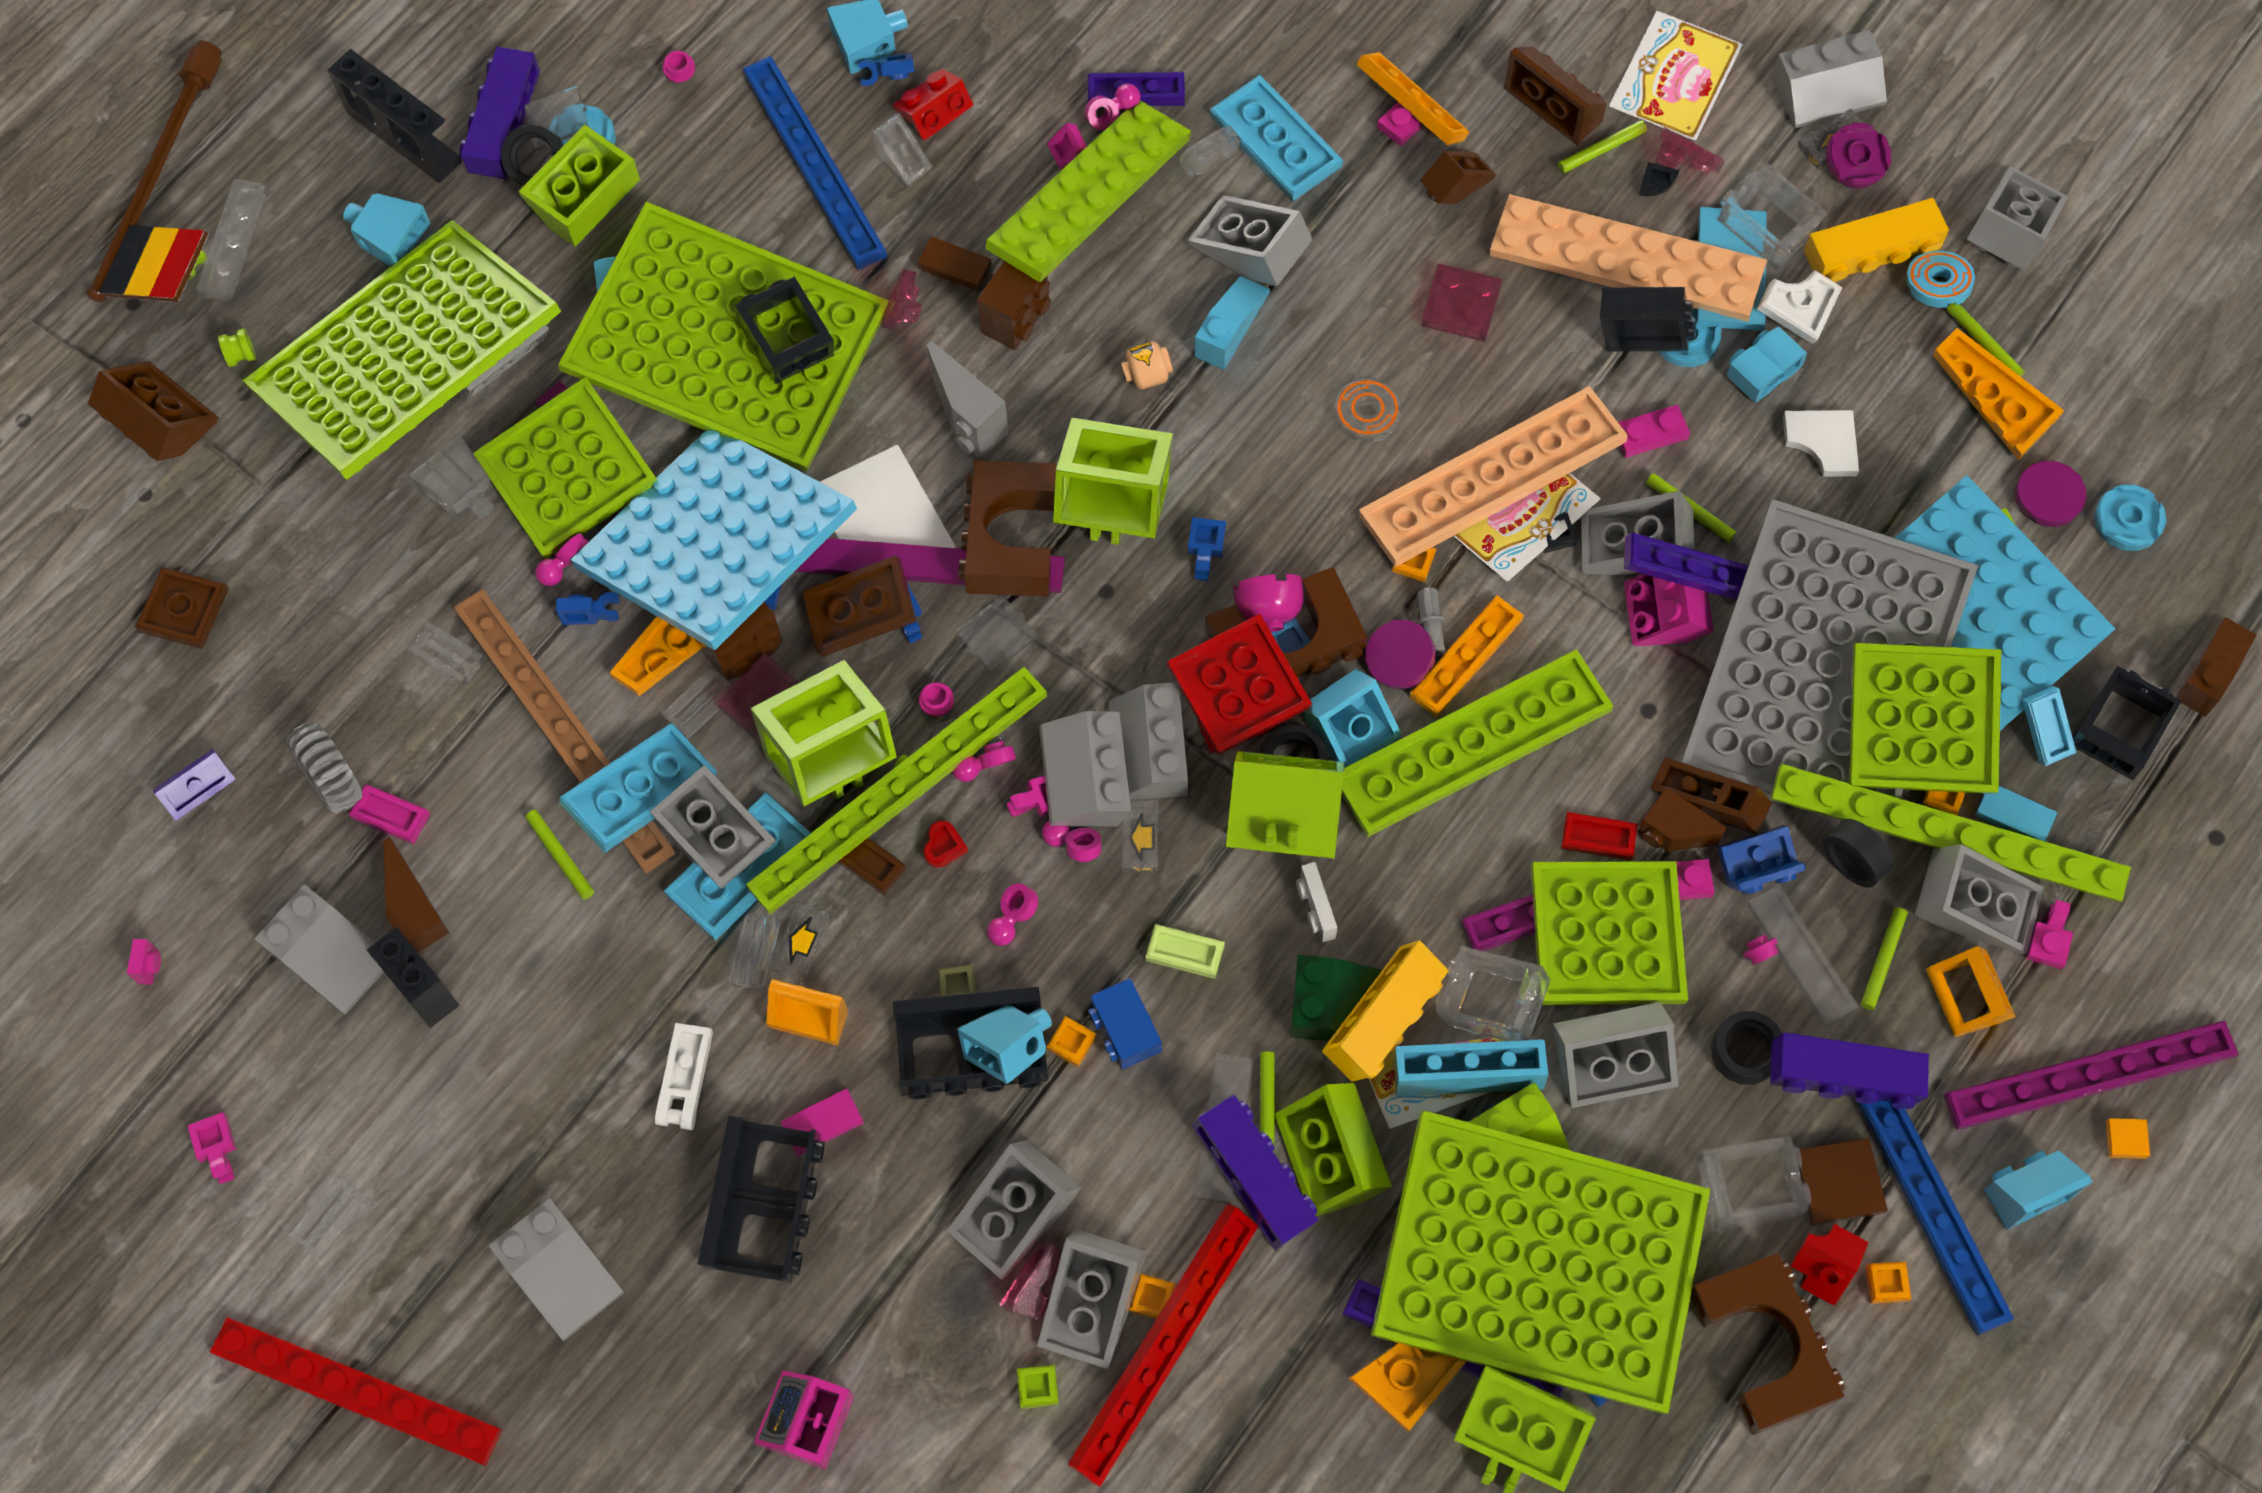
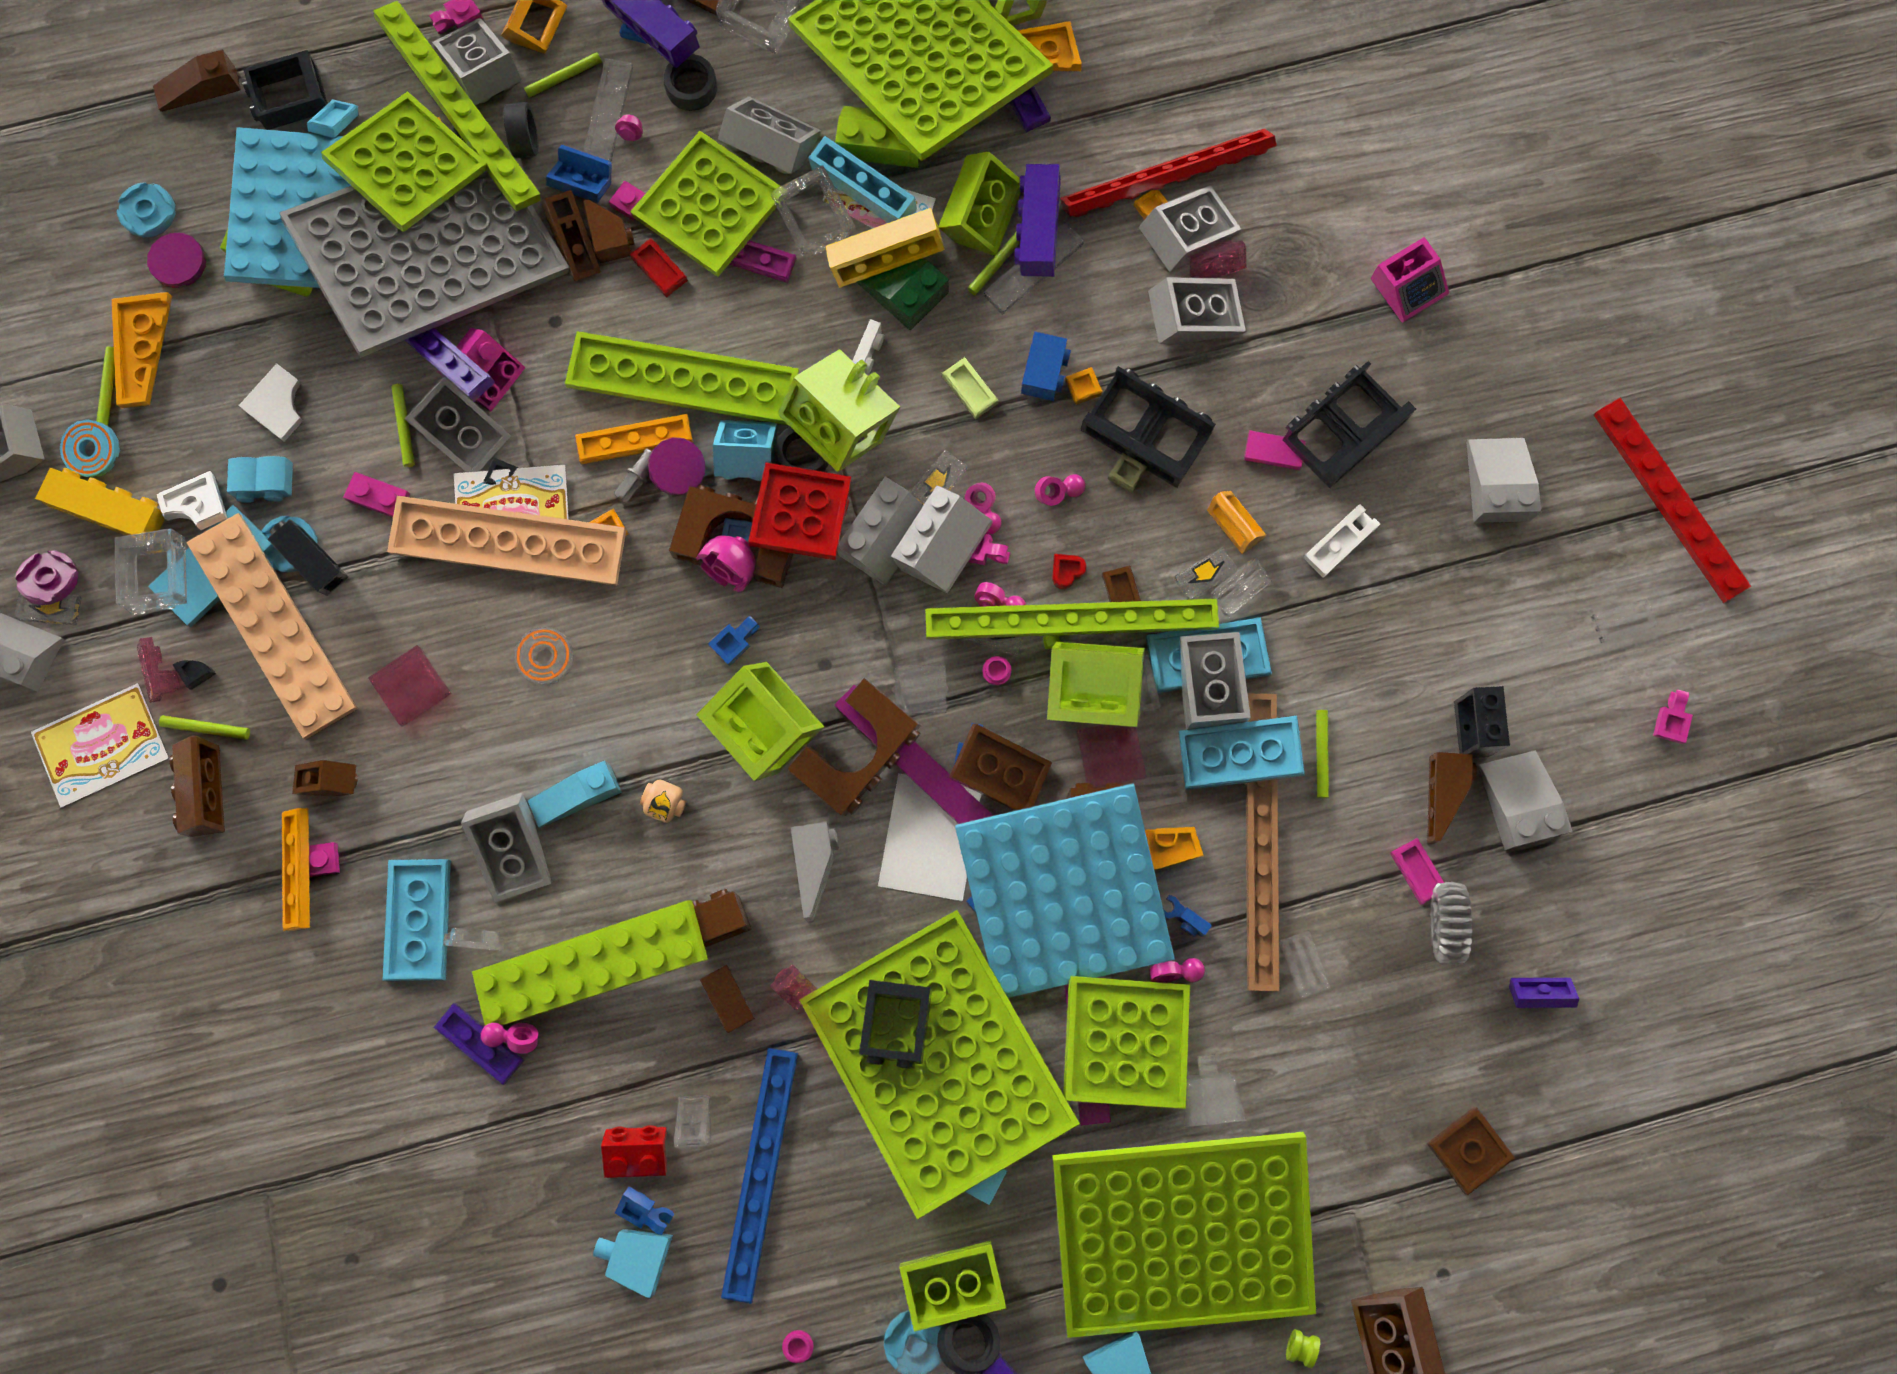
camera: 145 degrees left, 10 degrees up
(143, 961) = (1651, 882): dark pink plate -> none
(1005, 1041) = (1129, 401): medium azure torso -> none
(1037, 1386) = (1258, 207): lime tile -> none
(1066, 144) = (571, 1025): dark pink plate -> none
(2016, 814) = (399, 82): medium azure tile -> none

